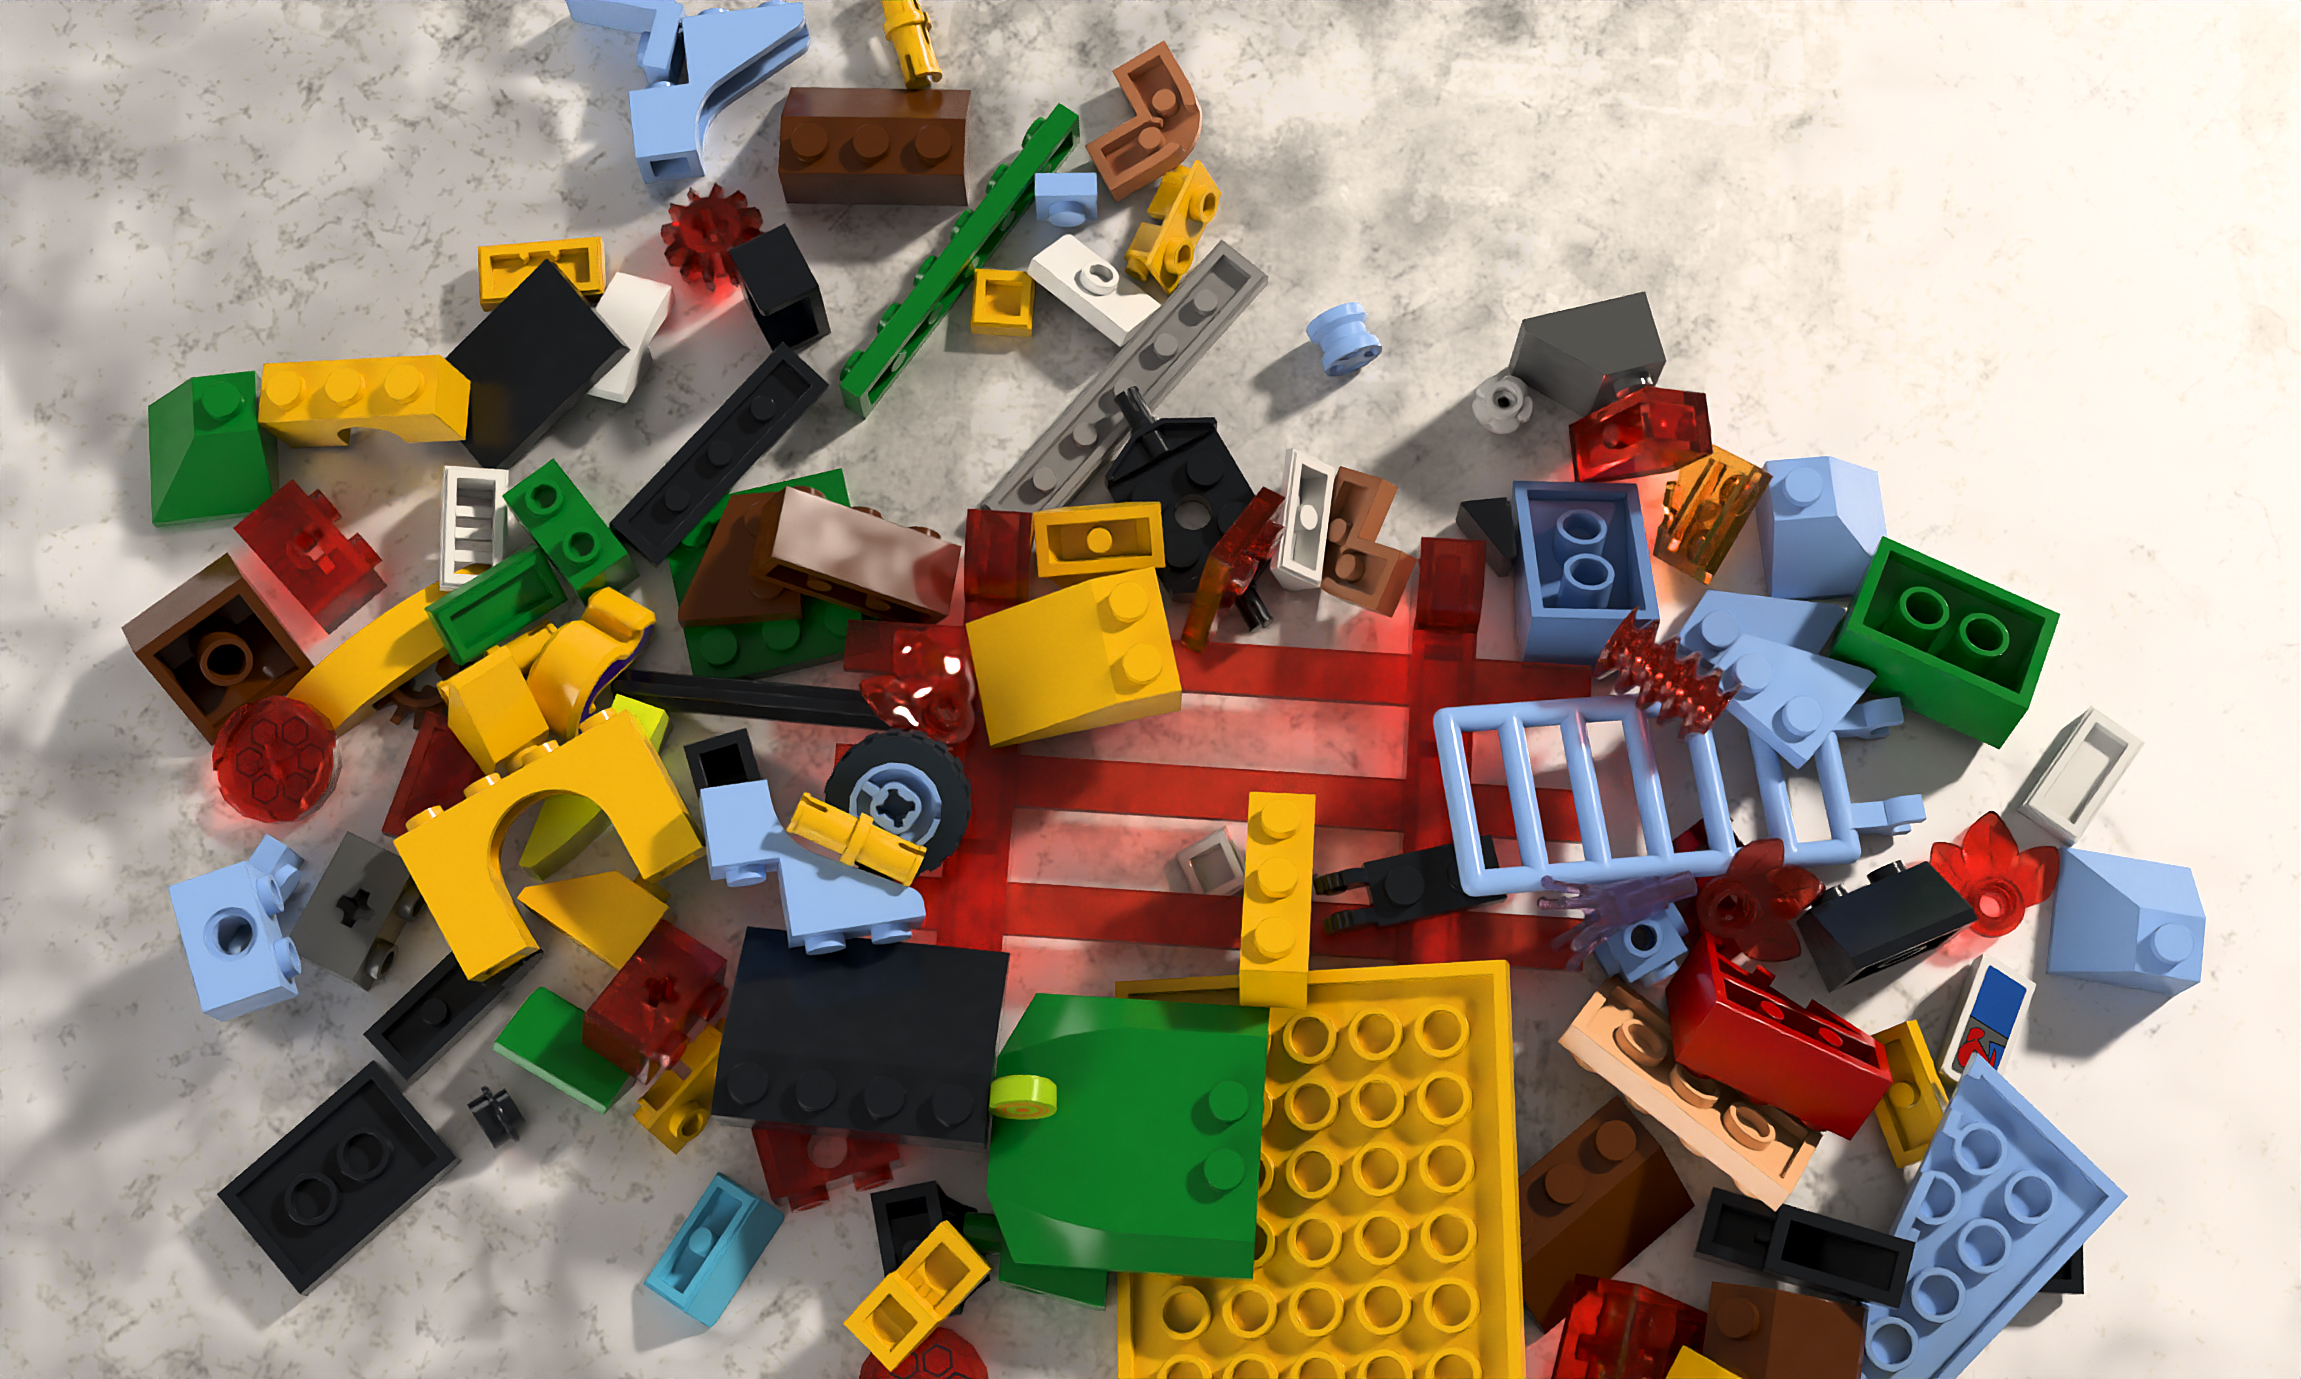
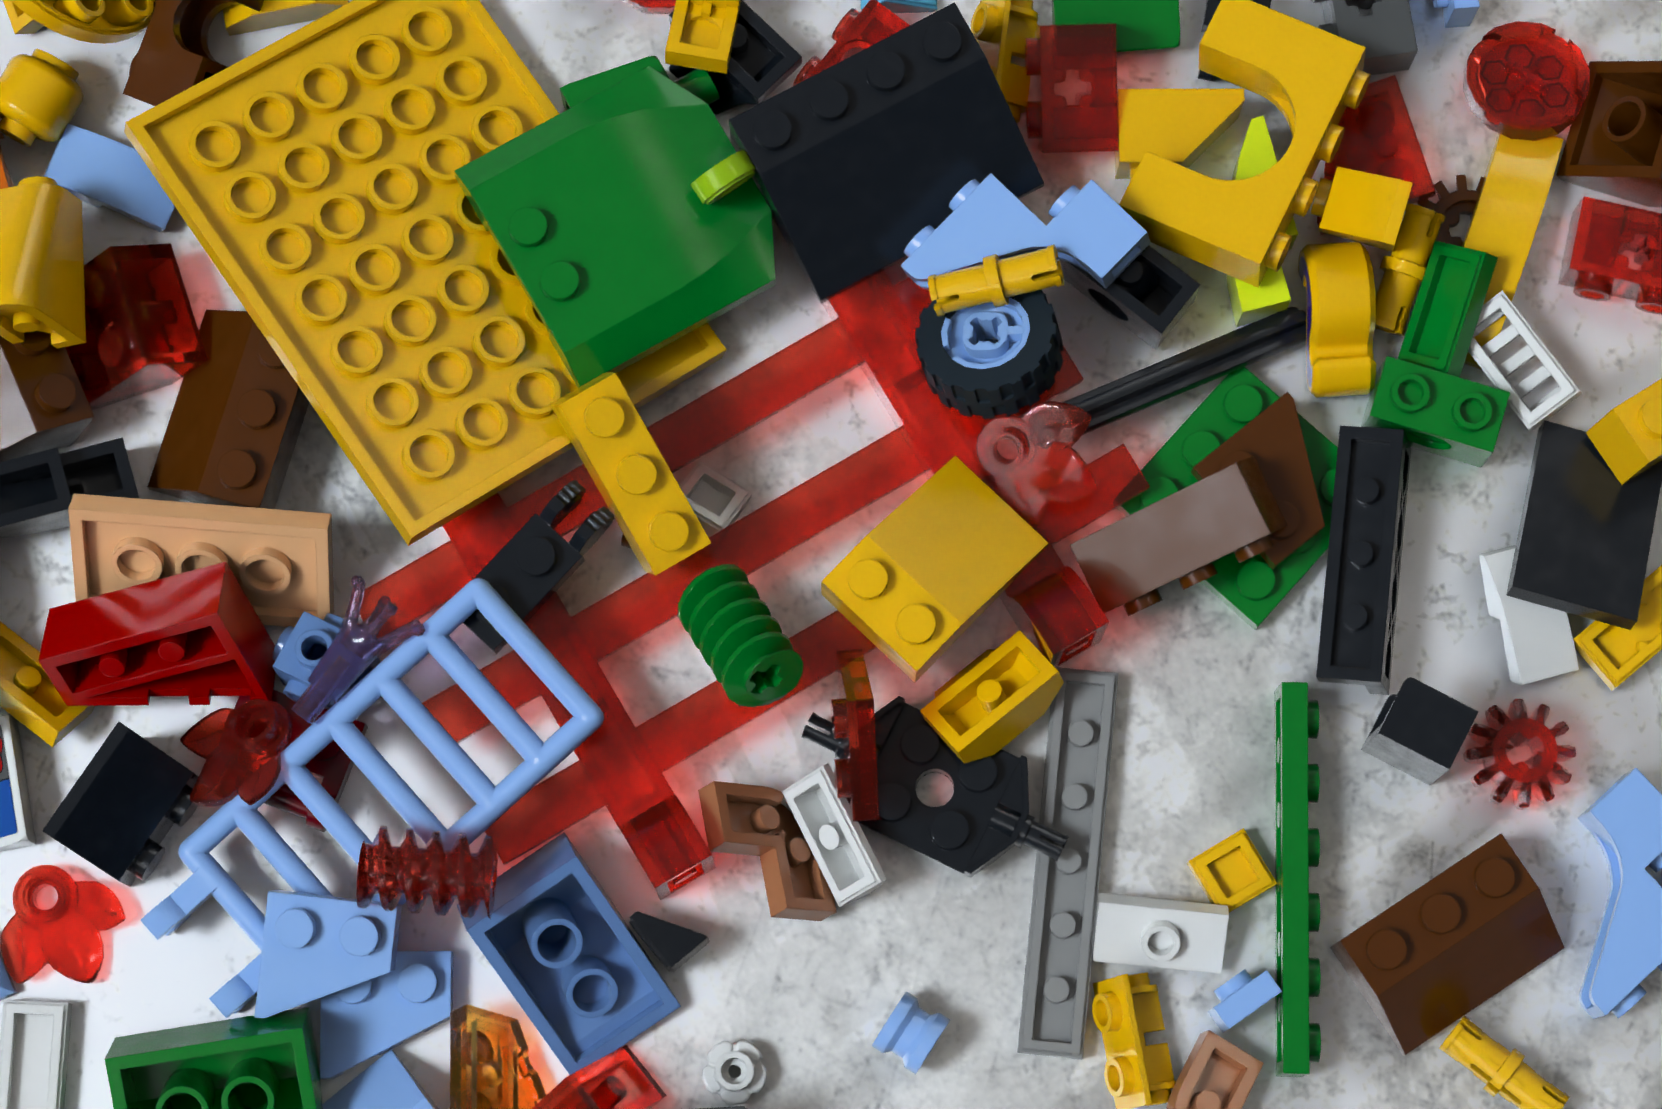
camera: 145 degrees right, 5 degrees up
(1281, 708) = (739, 637): none -> green piece

